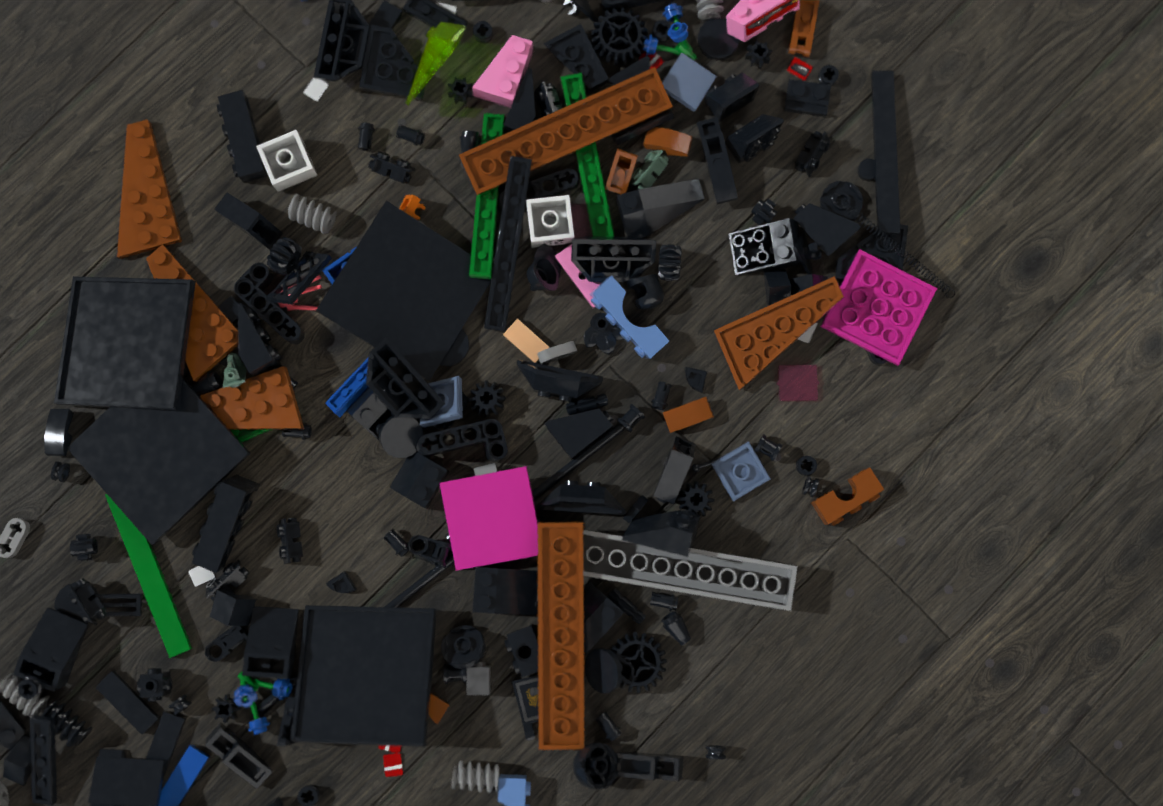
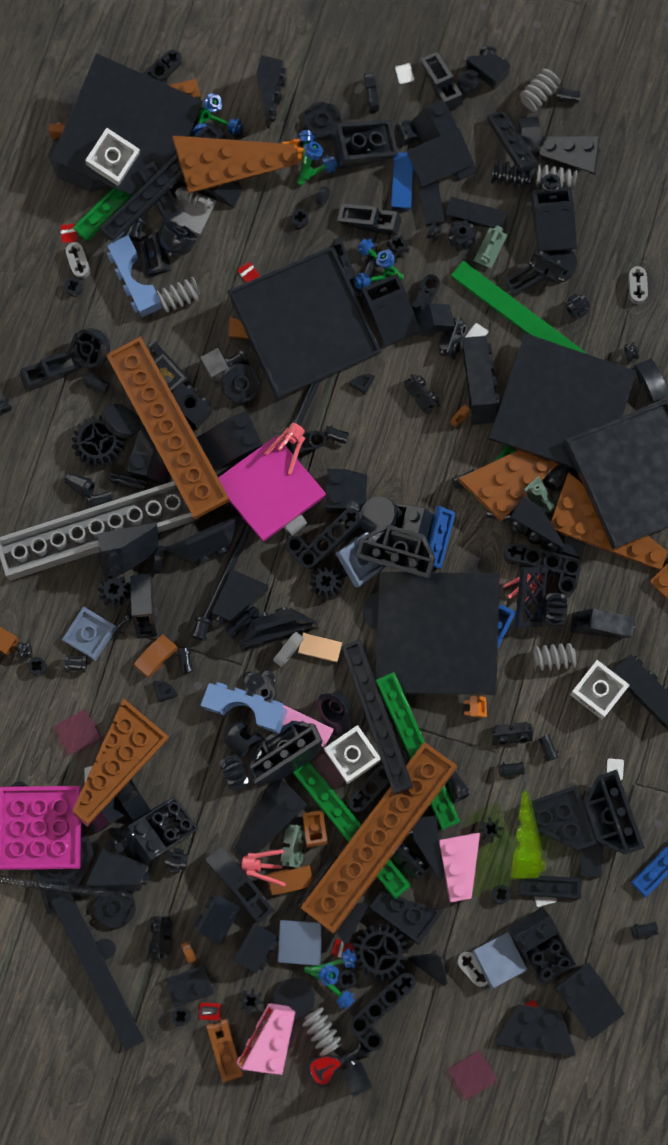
camera: 160 degrees right, 5 degrees down
(133, 658) = (490, 247): none -> sand green hinge
(264, 497) = (460, 416): none -> dark orange tile
(438, 559) = (291, 434): none -> coral plant
(695, 171) = (252, 864): none -> coral plant
(794, 125) = (187, 950): none -> dark orange tile

